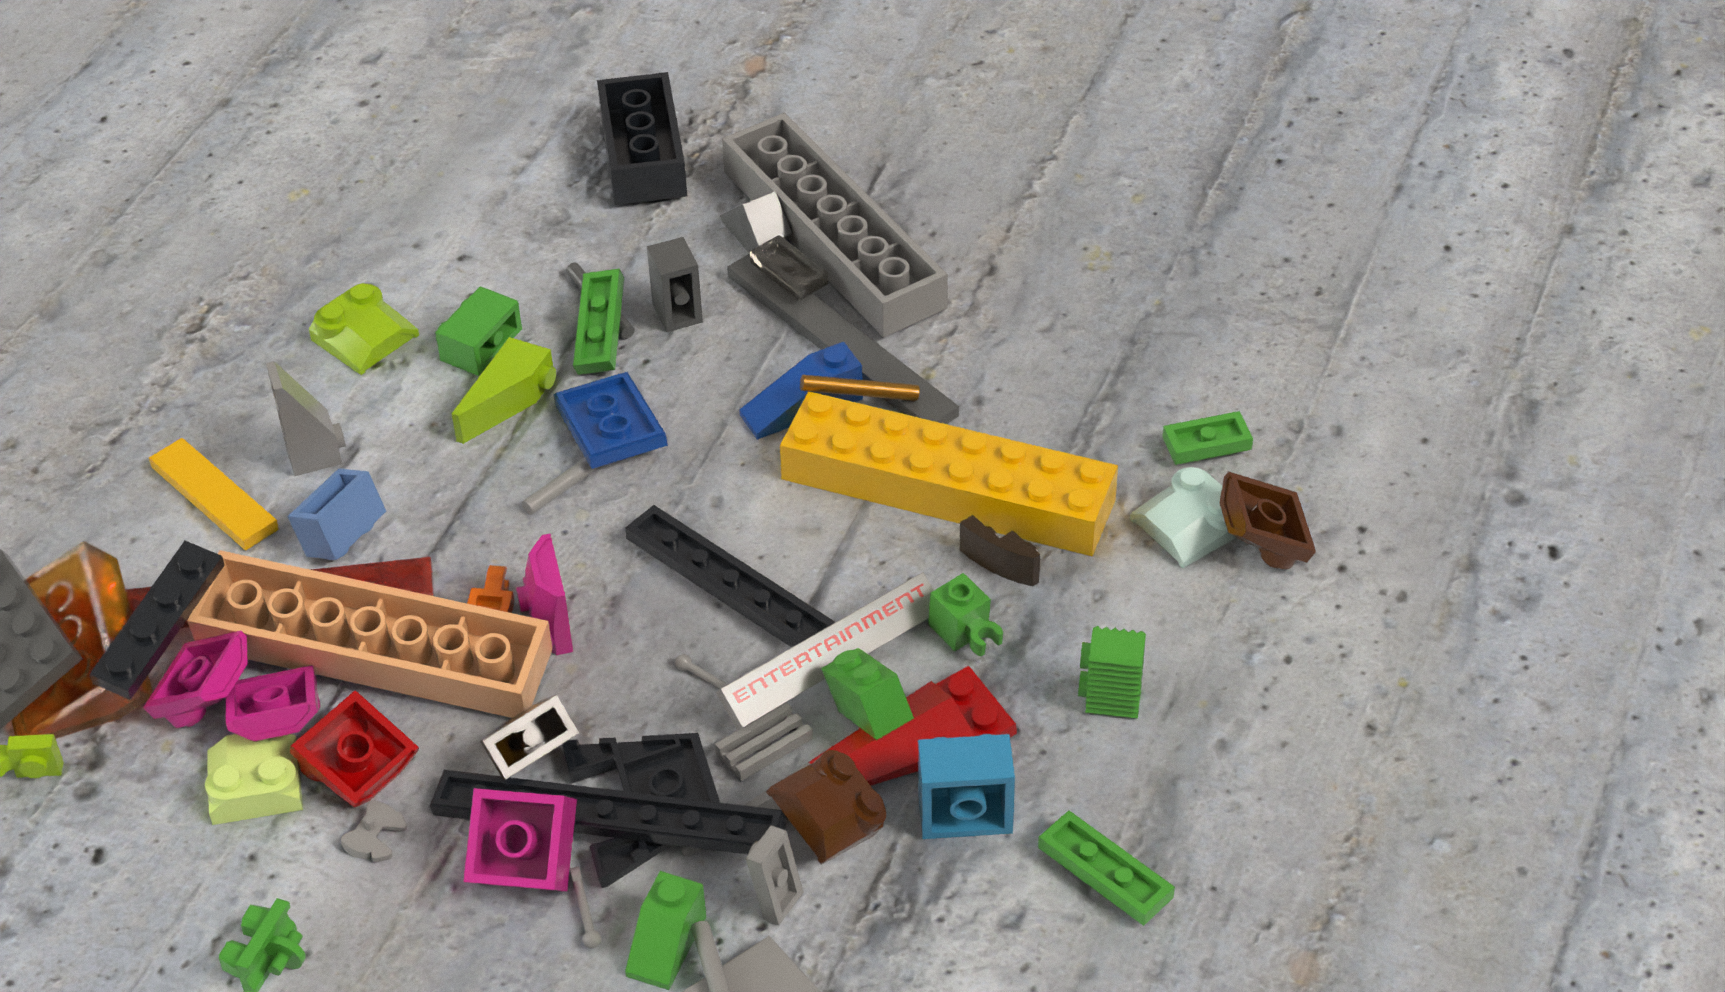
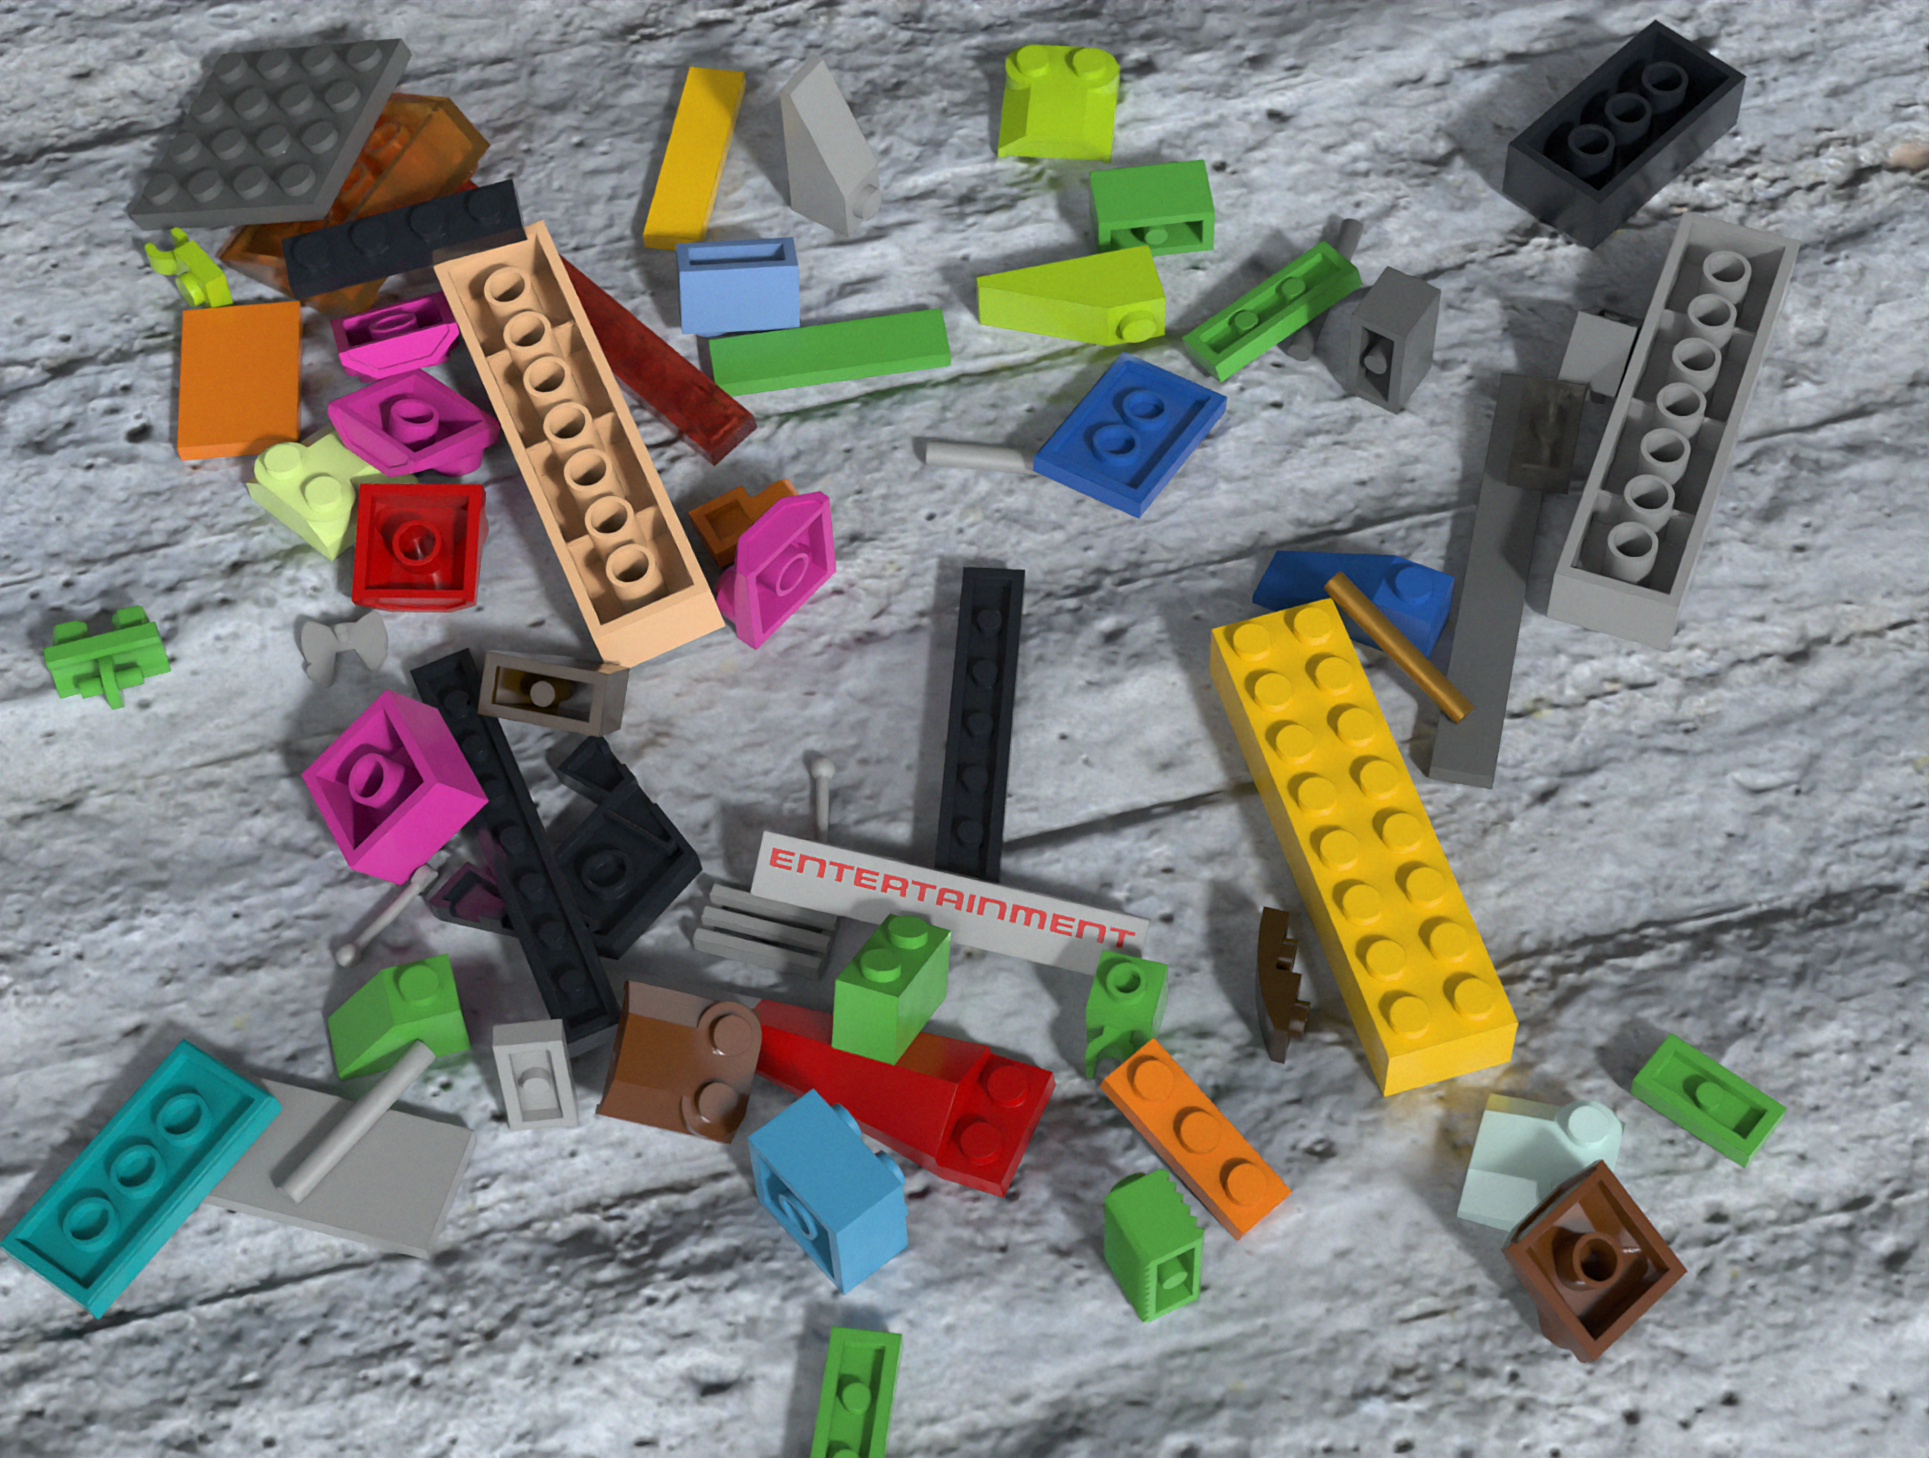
camera: 55 degrees right, 10 degrees up
(124, 781) = (240, 379): none -> orange tile
(416, 508) = (830, 352): none -> bright green tile
(1049, 627) = (1195, 1139): none -> orange plate

